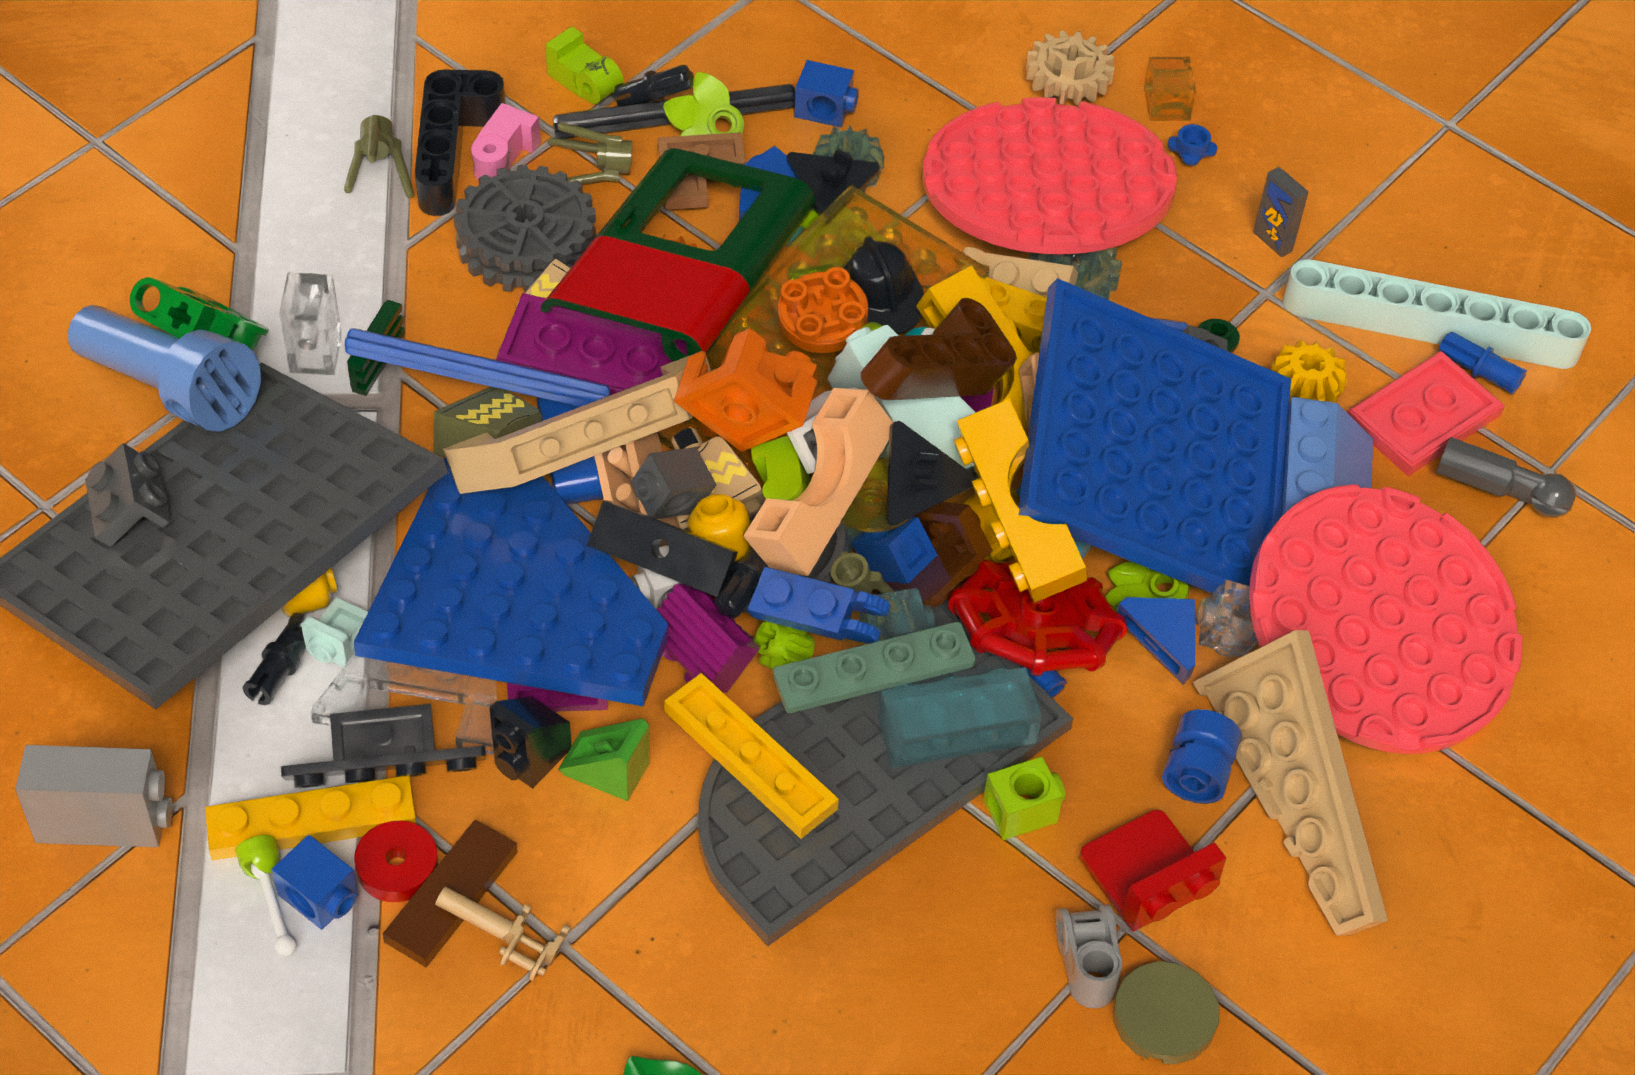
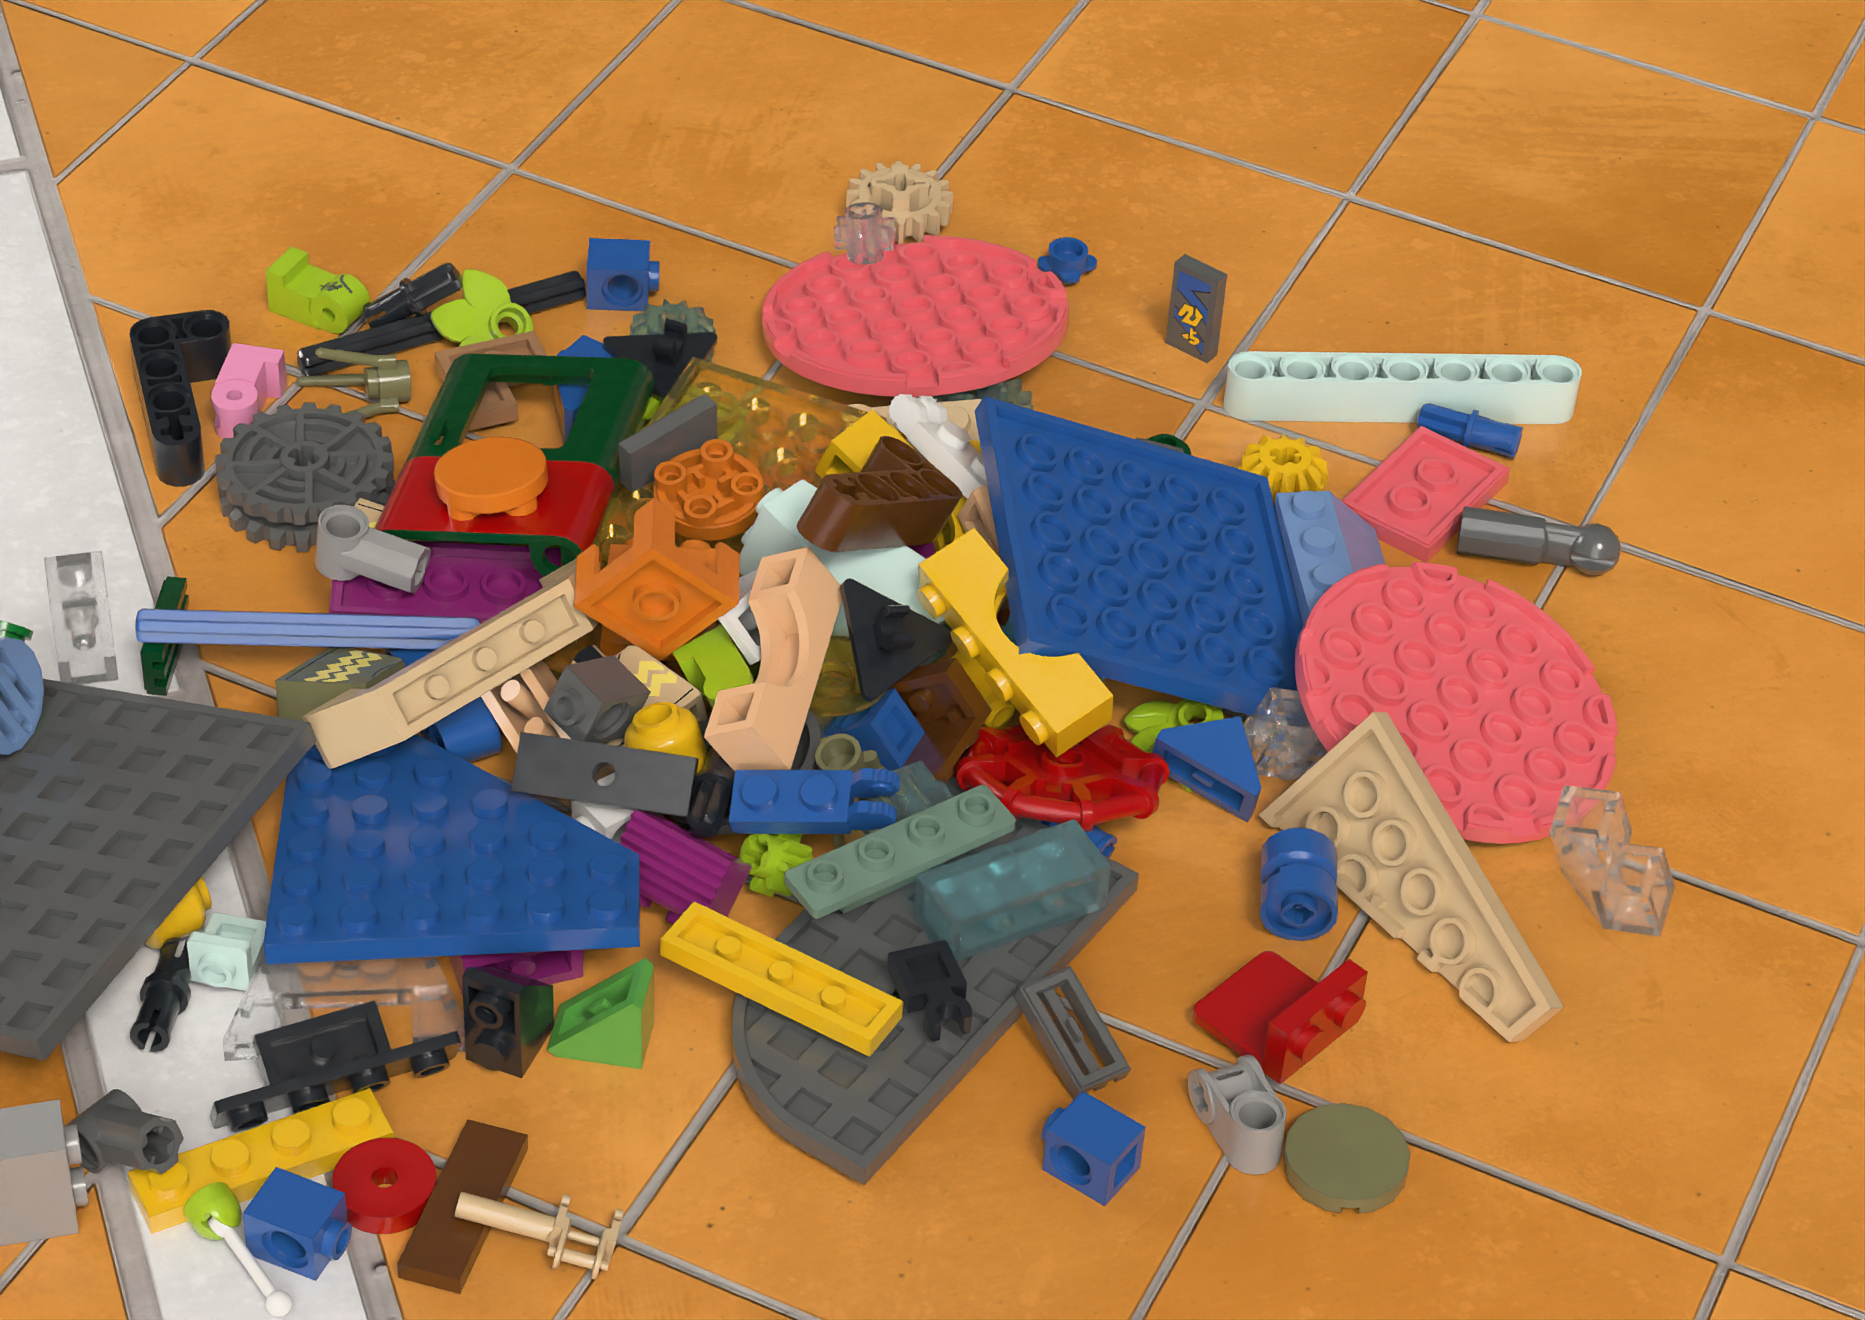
camera: 15 degrees left, 10 degrees down
(208, 778) = (121, 1133): none -> dark grey piece
(376, 143) = (88, 415): olive plant -> none
(529, 311) = (352, 548): none -> light grey piece
(647, 270) = (491, 477): none -> orange tile
(802, 258) = (666, 438): none -> dark grey tile
(869, 786) = (931, 981): none -> black plate
(887, 283) = (772, 444): black piece -> none
(955, 855) = (1115, 1067): none -> dark grey tile
(957, 957) = (1092, 1147): none -> blue brick
(1018, 815) = (1113, 964): lime brick -> none
(1019, 299) = (938, 440): none -> white hinge
(1028, 94) = (864, 233): none -> clear gear
(1169, 88) = (1022, 205): clear yellow brick -> none
(1475, 816) = (1618, 881): none -> clear brick

